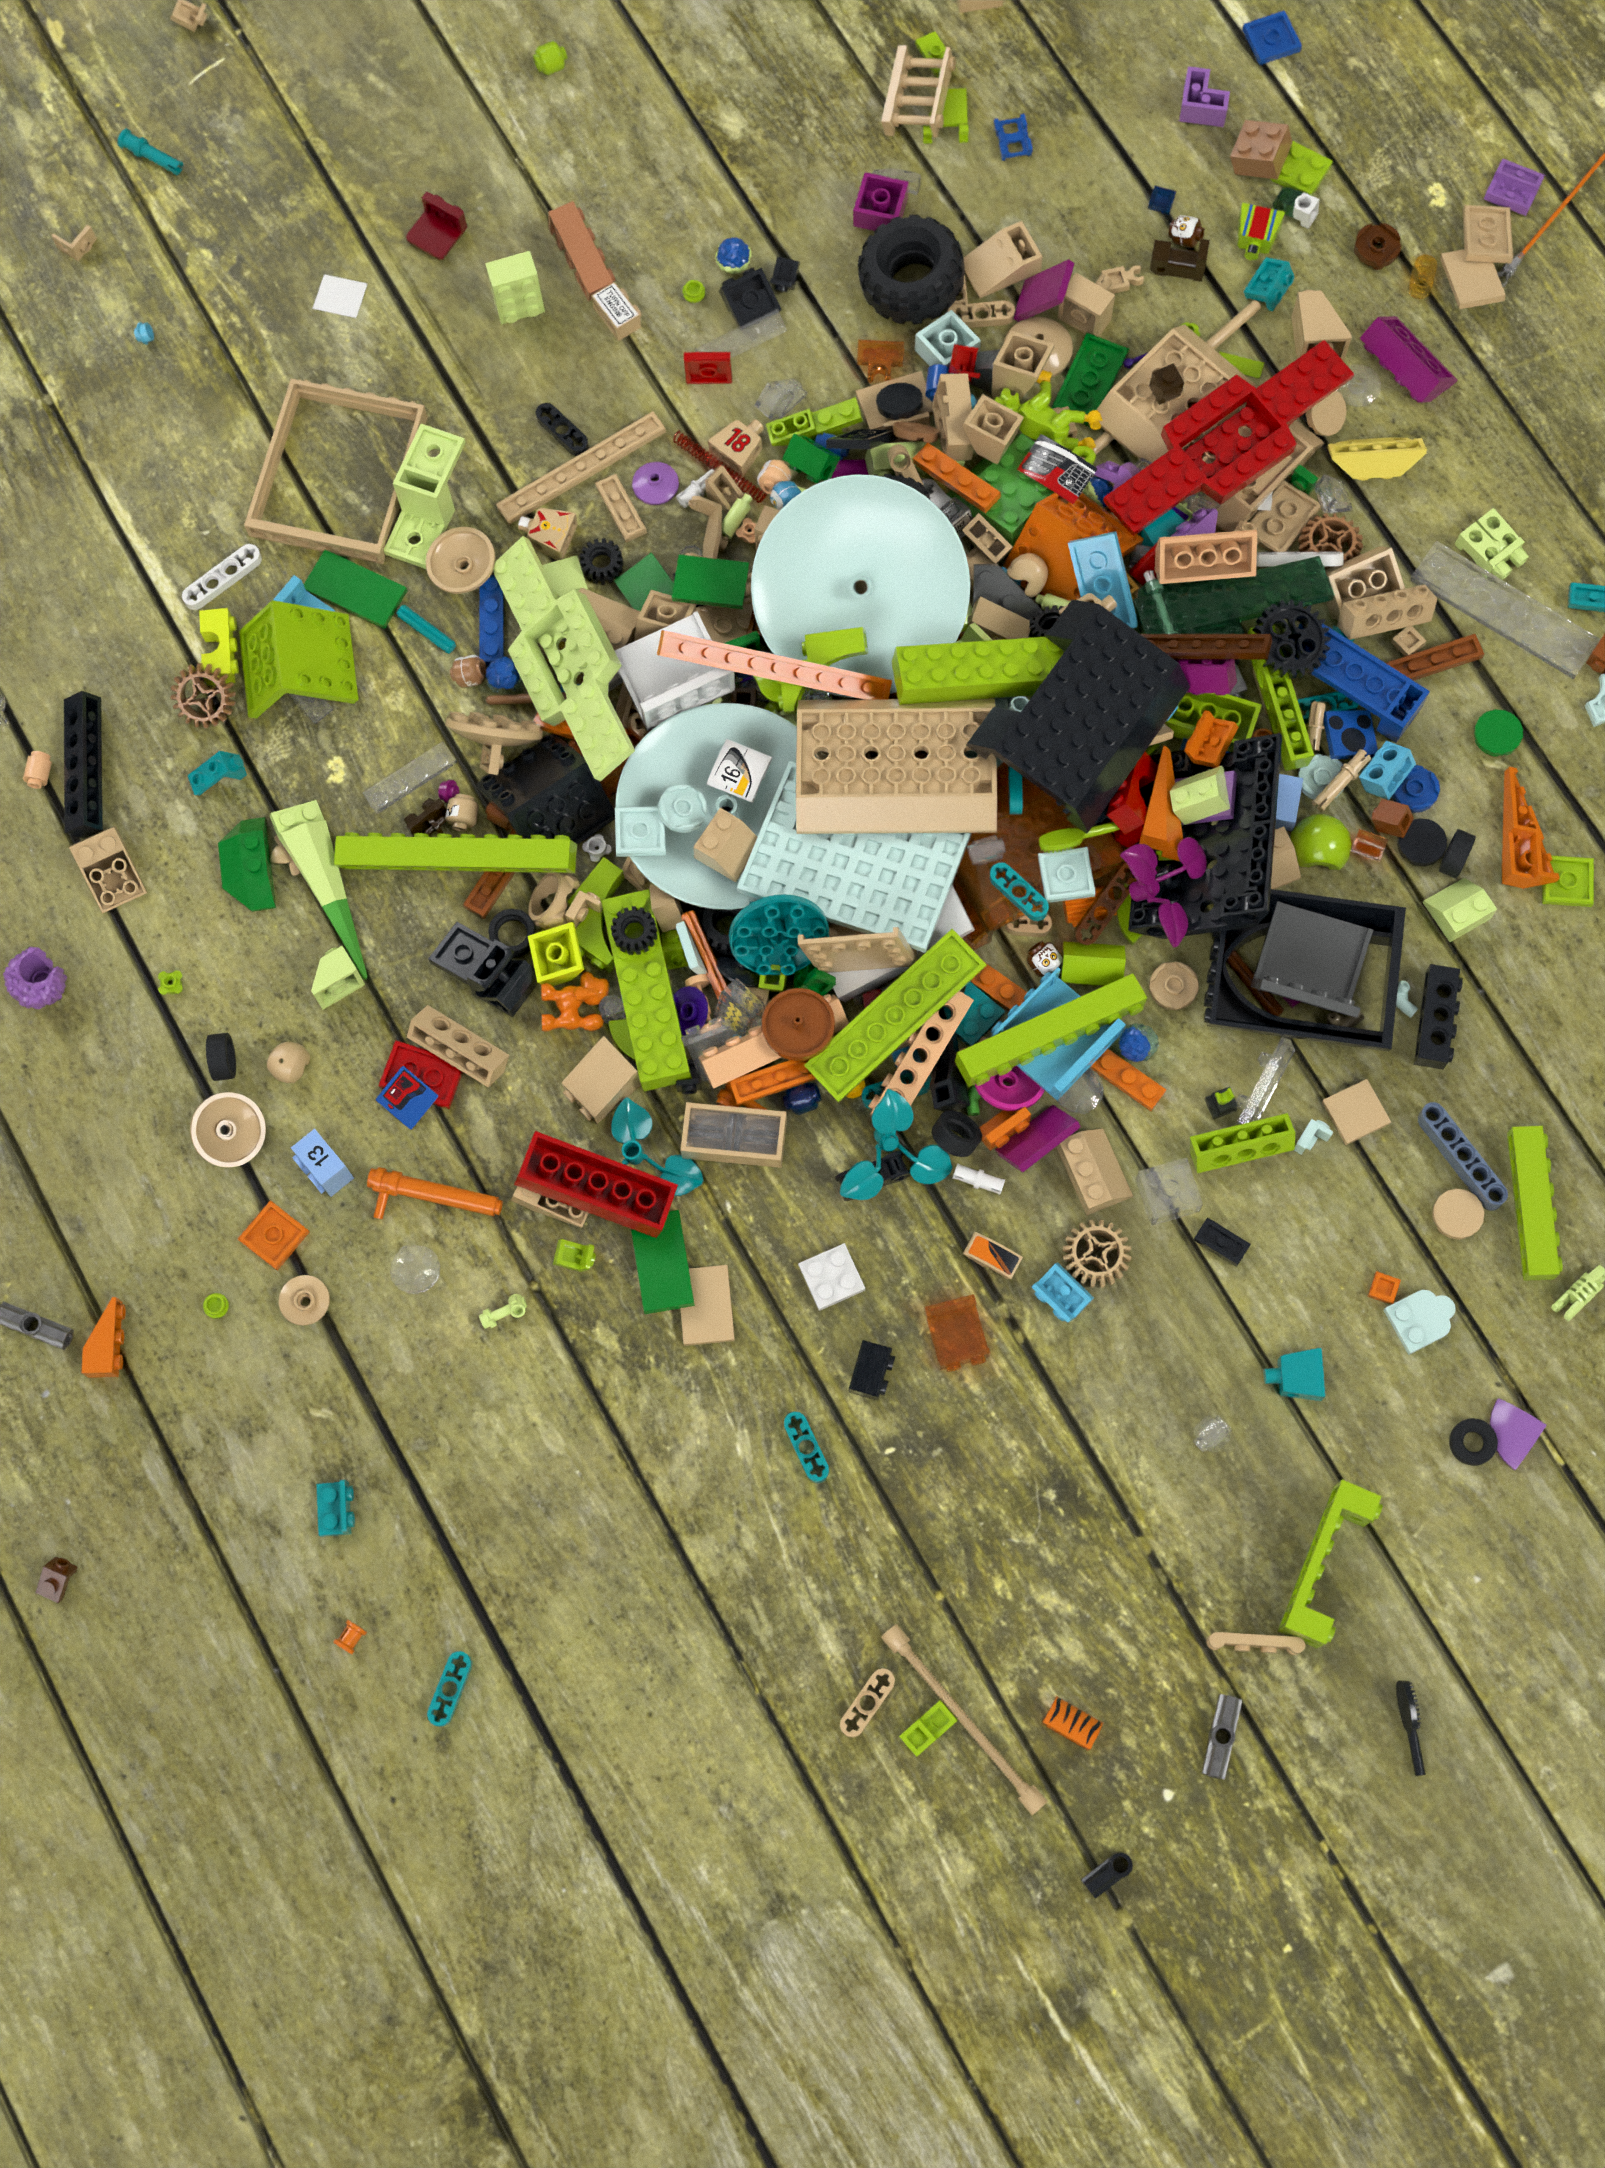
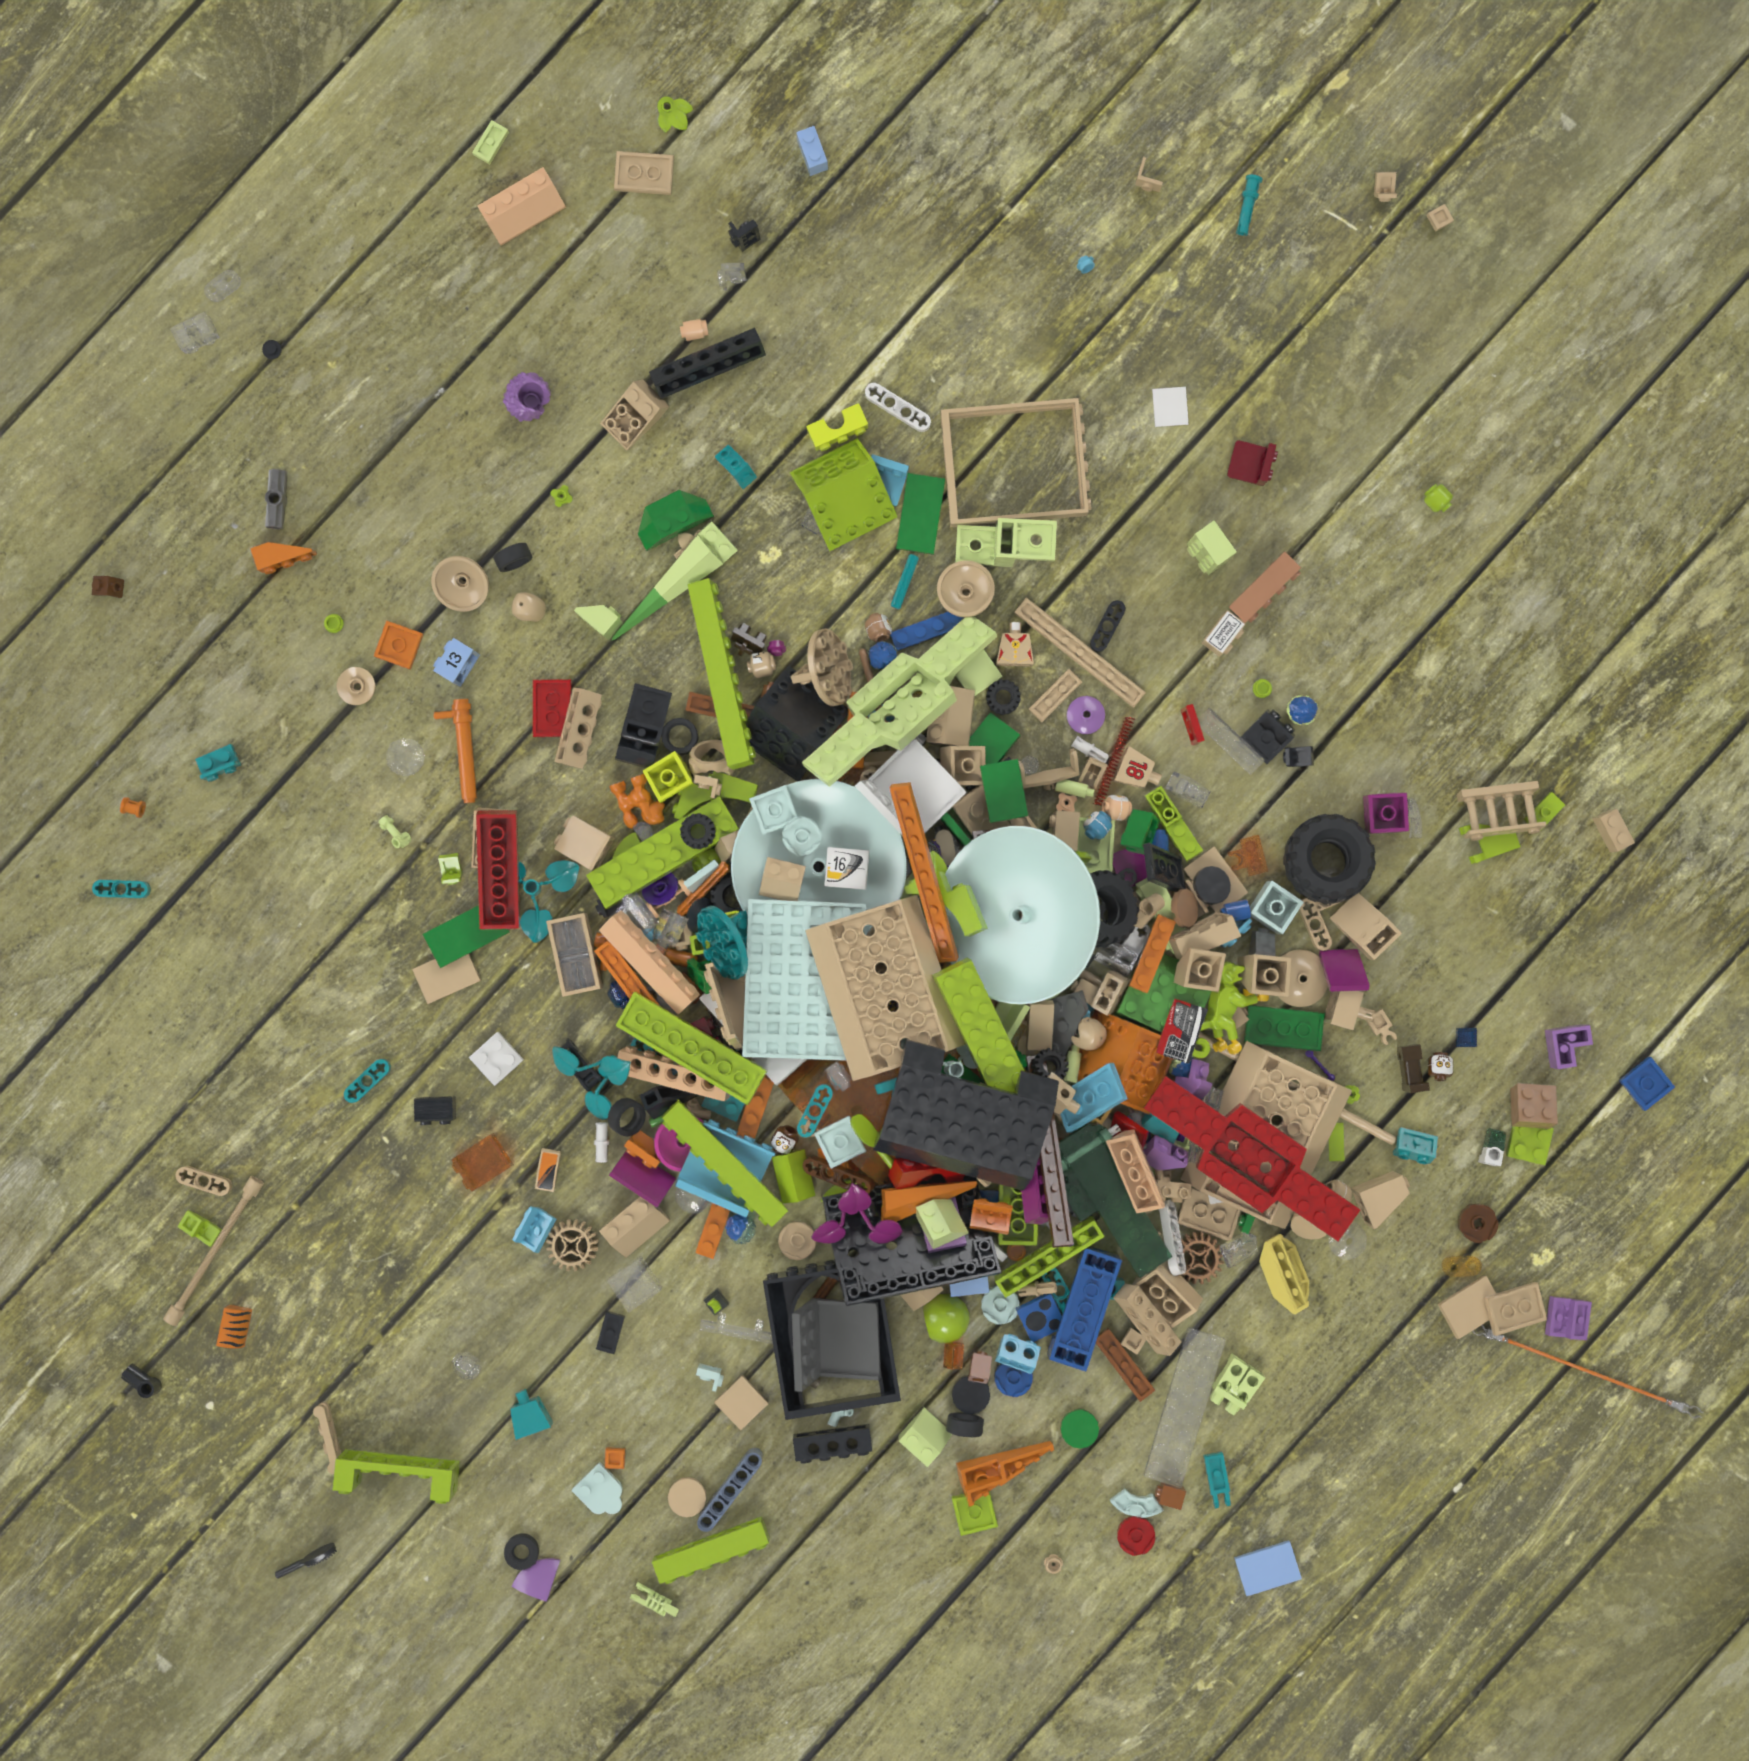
camera: 70 degrees right, 15 degrees up
(200, 687) = (795, 433): medium nougat gear -> none
(407, 1097) = (529, 704): sticker -> none
(409, 777) = (778, 614): clear plate -> none
(590, 845) = (768, 770): white plate -> none
(798, 1024) = (661, 978): dark orange piece -> none
(964, 361) = (1256, 927): red bracket -> none
(1020, 136) = (1488, 904): blue piece -> none
(1166, 384) = (1283, 1095): dark brown brick -> none
(1218, 1754) = (246, 1433): flat silver piece -> none
(1242, 1143) = (687, 1327): lime brick -> none
(1258, 229) = (1460, 1123): torso -> none
(1311, 635) = (1102, 1269): black gear -> none
(1348, 772) = (998, 1321): tan pin -> none
(1407, 359) = (1380, 1275): magenta slope -> none

